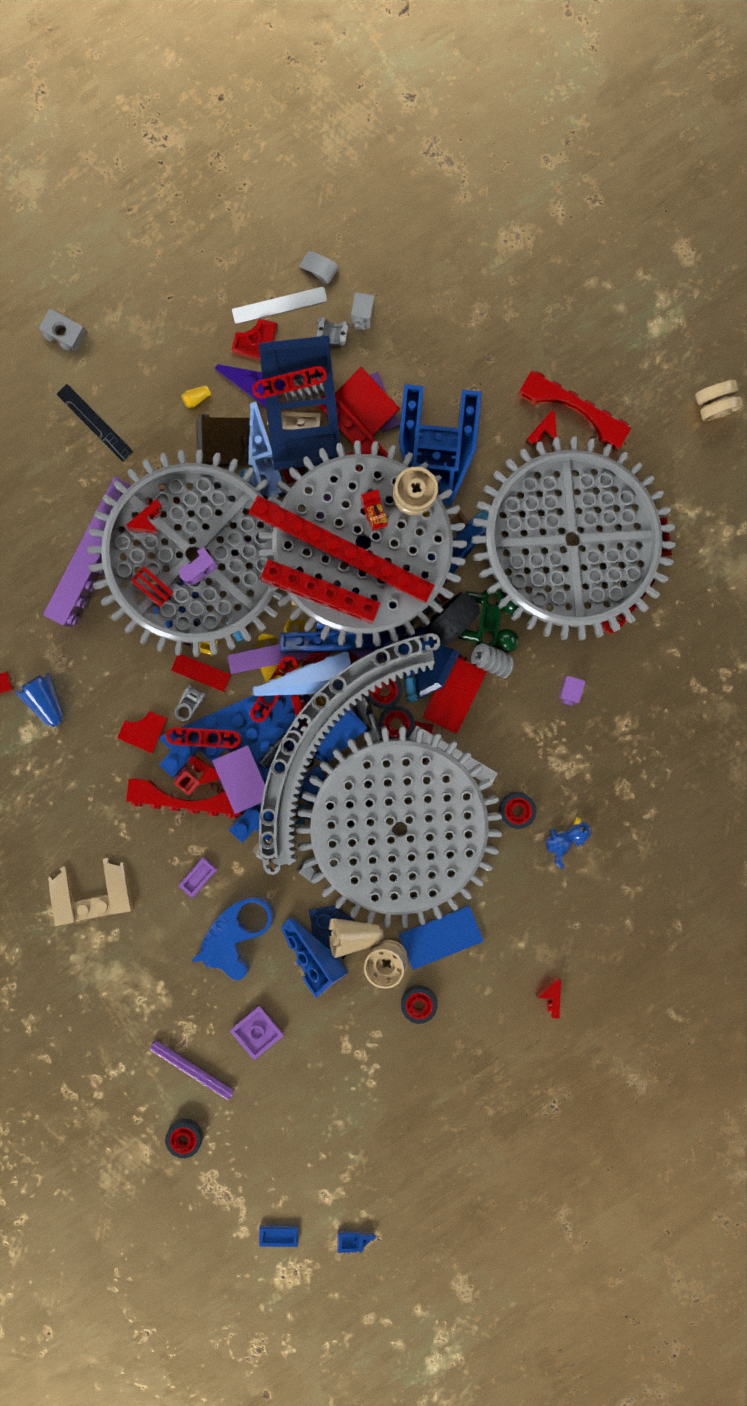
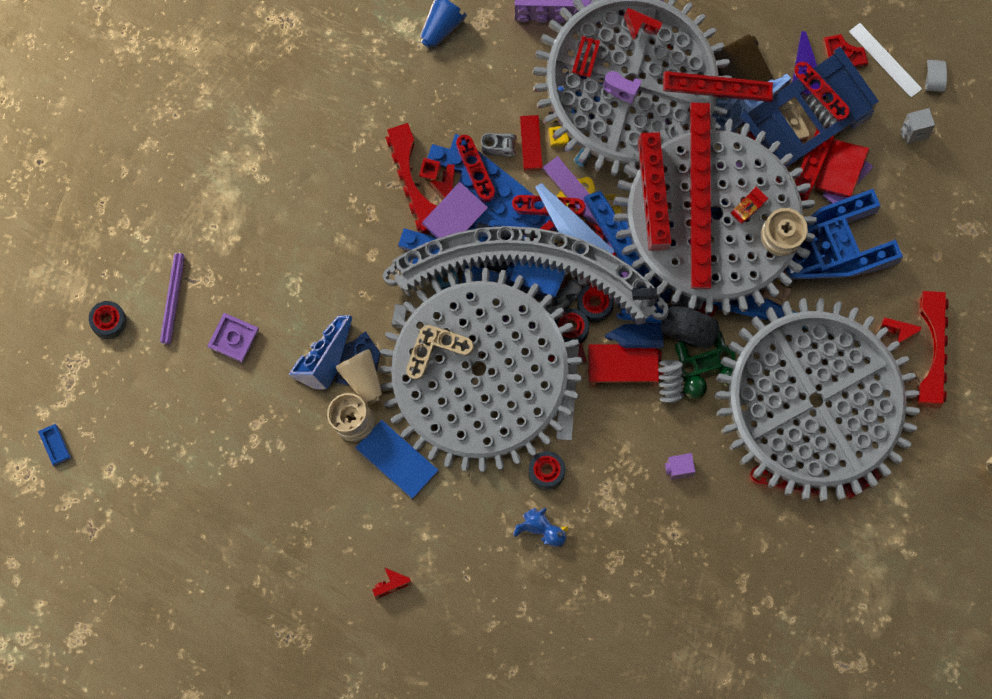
camera: 65 degrees right, 15 degrees down
(70, 911) = (293, 165): tan wedge -> none
(143, 733) = (454, 120): red tile -> none
(195, 396) = (768, 26): yellow cone -> none
(197, 877) = (348, 224): medium lavender tile -> none
(221, 942) = (308, 269): blue animal -> none
(239, 477) = (717, 86): none -> red tile
(333, 330) = (885, 111): light grey piece -> none
(353, 1241) = (79, 513): blue slope -> none
(357, 856) = (436, 341): none -> tan beam
(411, 690) = (607, 327): dark azure pin -> none
(414, 650) = (644, 294): none -> black pin
(422, 1014) = (323, 457): wheel -> none

